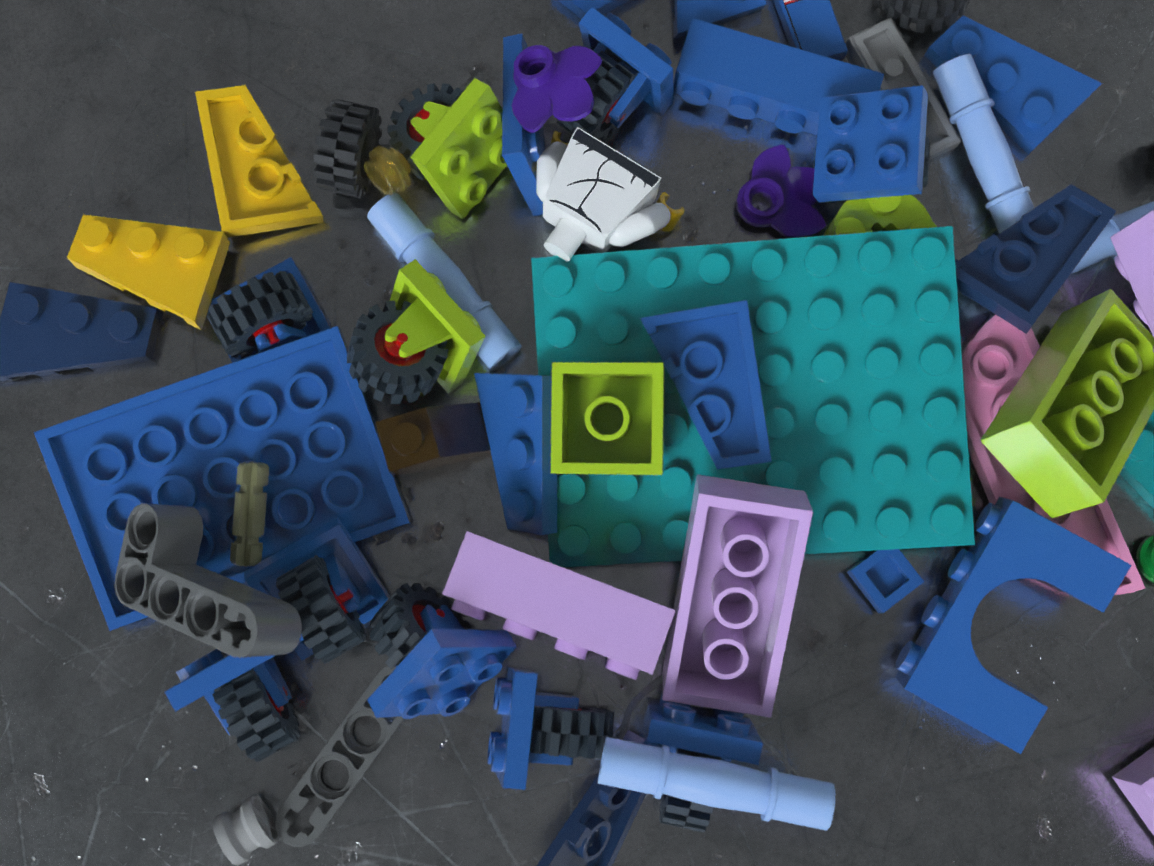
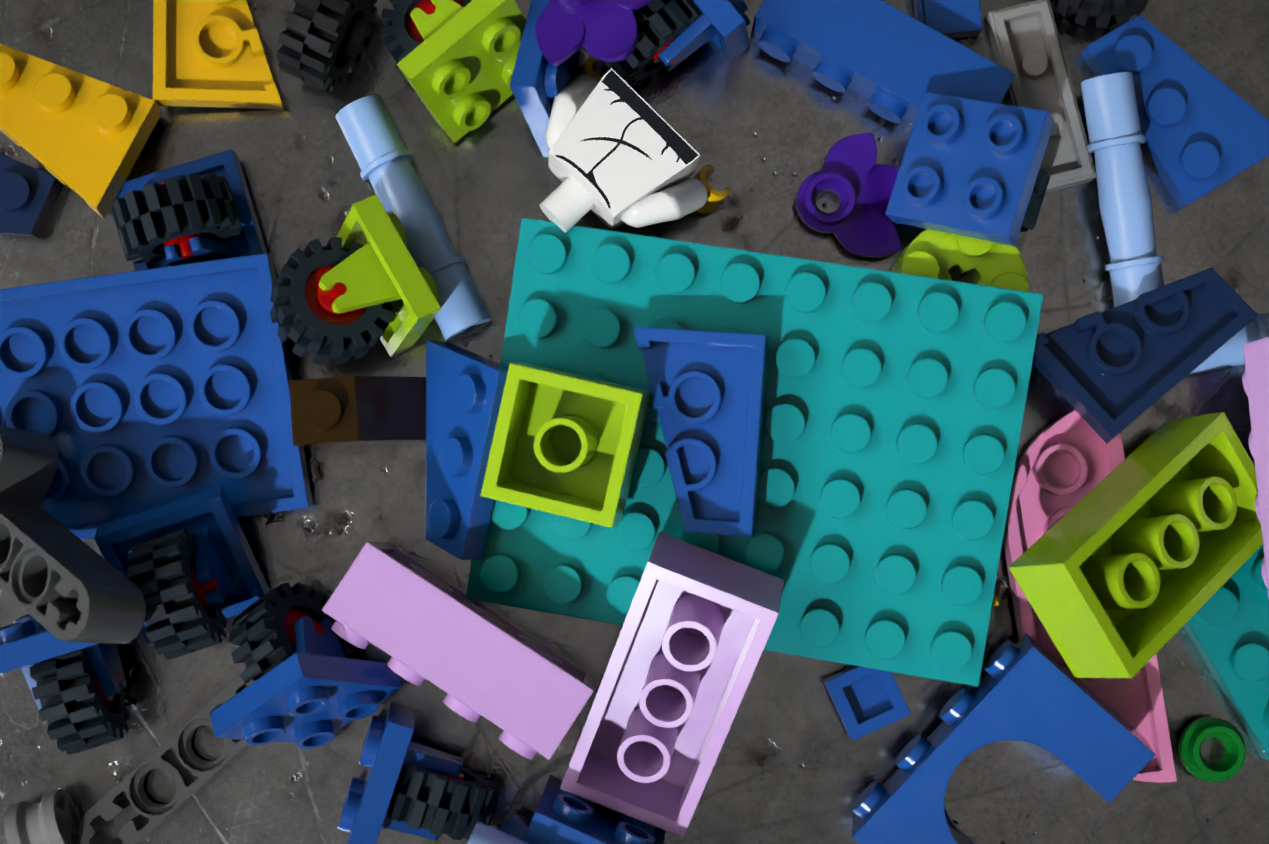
camera: 15 degrees right, 5 degrees up
(249, 513) = (117, 458): olive axle -> none
(388, 170) = (371, 67): clear yellow plate -> none

